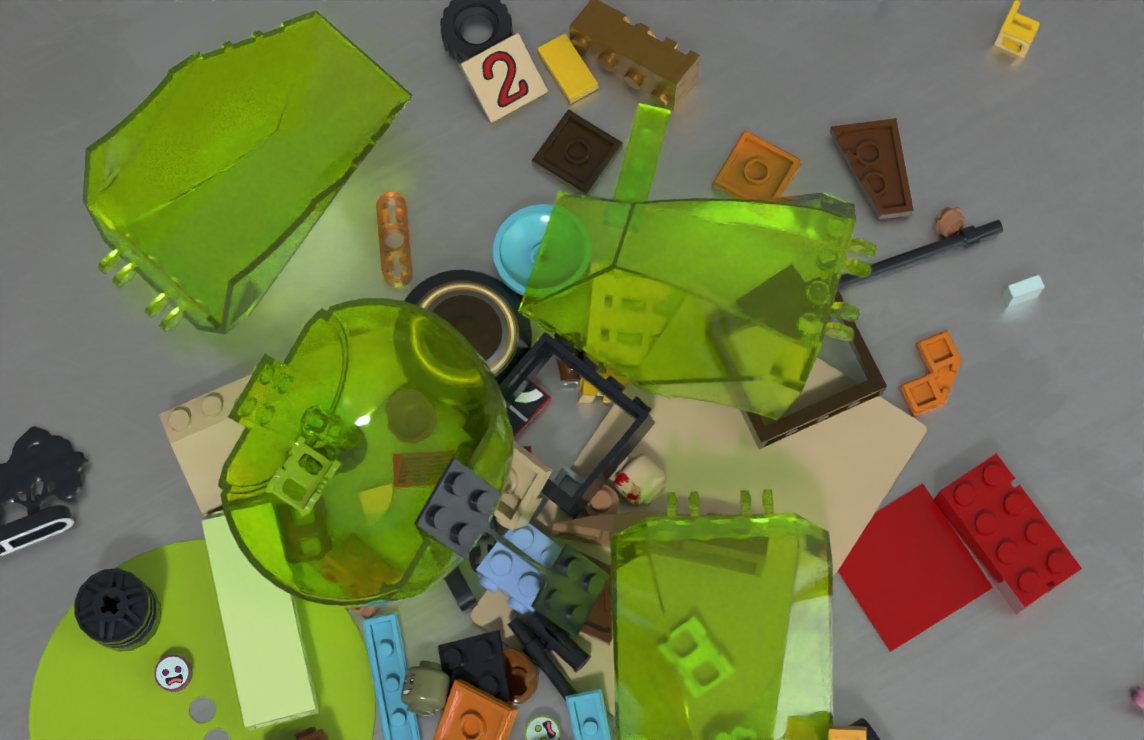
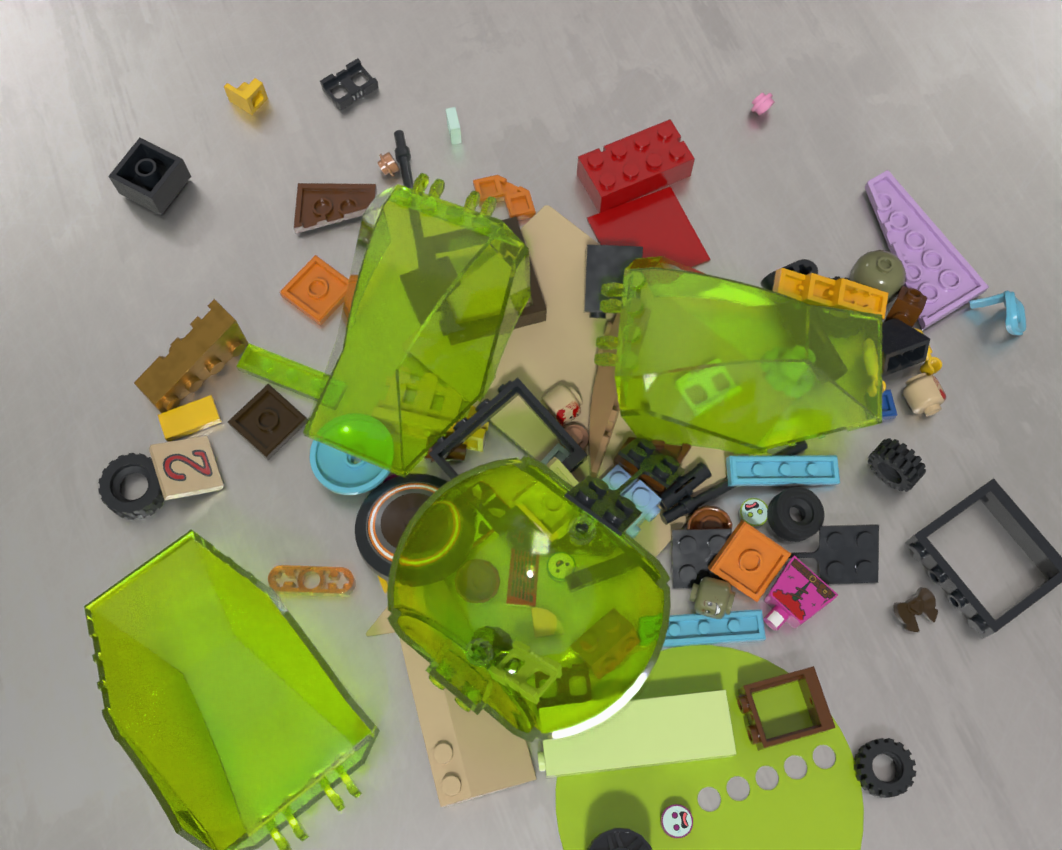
camera: 85 degrees left, 5 degrees down
(837, 505) = (603, 266): none -> black slope
(1070, 143) = (344, 78): none -> black piece

